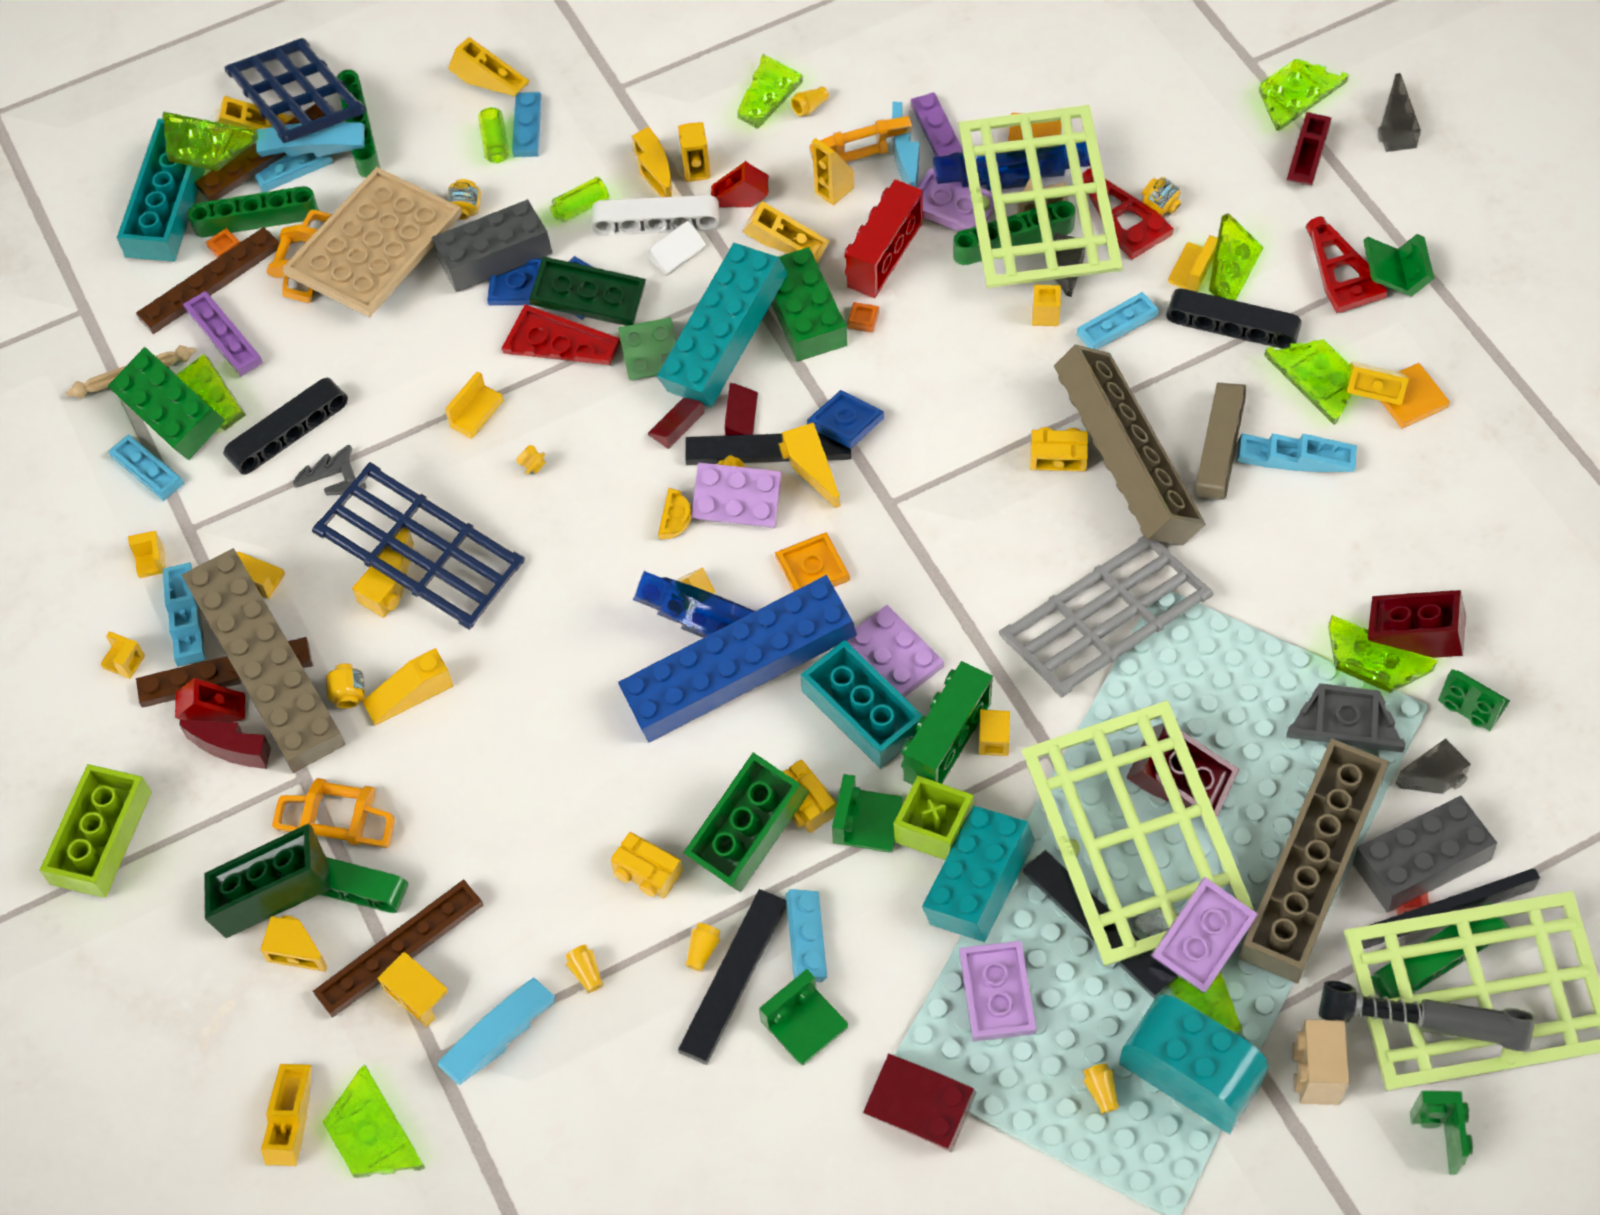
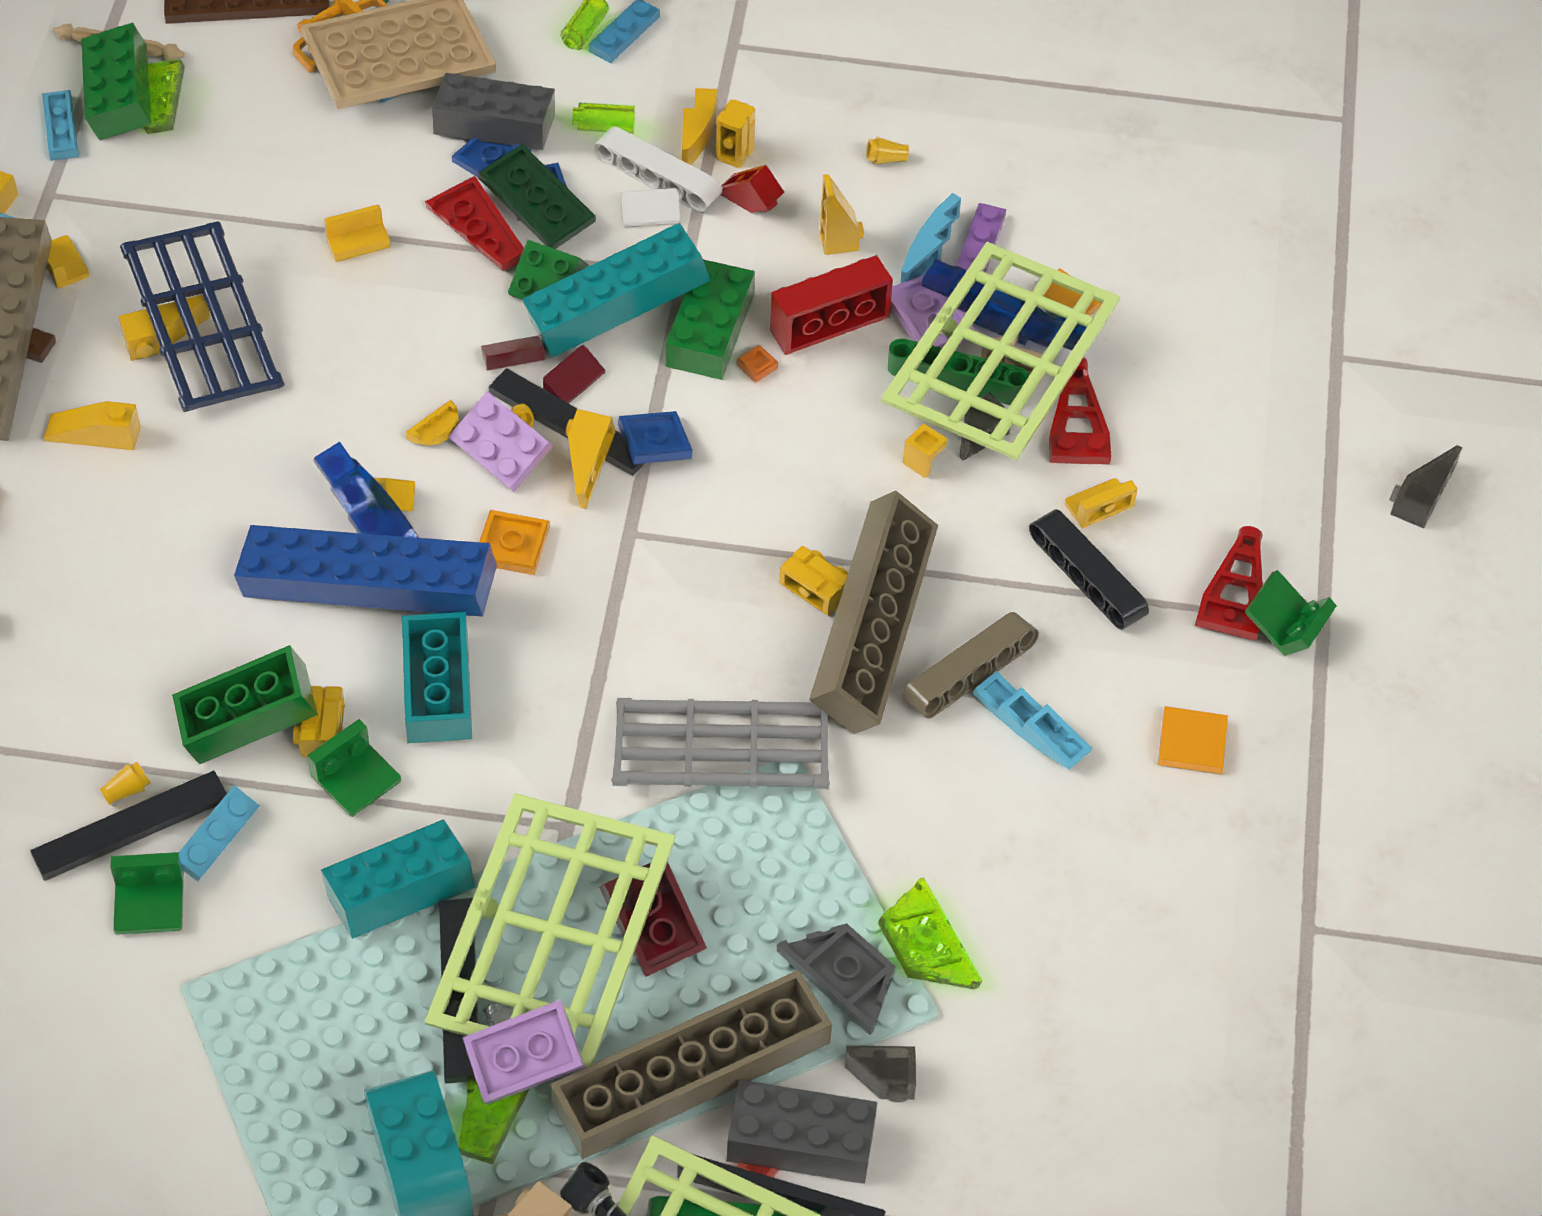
camera: 30 degrees right, 5 degrees down
(223, 333) = (215, 54): medium lavender plate -> none
(285, 426) = (194, 157): black beam -> none
(322, 469) = (199, 212): dark grey piece -> none
(345, 686) = (45, 392): yellow head -> none
(466, 195) = (510, 59): head -> none
(531, 459) = (362, 309): yellow plate -> none
(584, 967) = (19, 735): yellow cone -> none
(646, 865) = (142, 690): yellow brick -> none
(769, 89) = (856, 123): clear neon green wing -> none
(782, 232) = (752, 249): yellow slope -> none
(882, 130) = (913, 209): light orange bar -> none
(895, 651) = (511, 657): lavender plate -> none
(920, 1102) = (176, 1030): dark red slope -> none
(932, 817) = (402, 803): lime brick -> none
(948, 724) = (486, 743): green brick -> none
(994, 732) = (525, 773): yellow panel -> none
(997, 991) = (321, 983): lavender plate -> none
(1102, 1087) = (331, 1119): yellow cone -> none
(1117, 321) = (978, 505): medium azure plate -> none
(1161, 195) = (1126, 422): head -> none
(1234, 258) = (1136, 517): clear neon green wing -> none
(1297, 90) = (1353, 406): clear neon green wing -> none
(1309, 148) = (1310, 465): dark red slope -> none
(1316, 373) = (1120, 667): clear neon green wing -> none
(1377, 383) = (1162, 704): yellow panel -> none
(1420, 622) = (995, 936): dark red slope -> none
(1472, 700) = (984, 1035): green bracket -> none

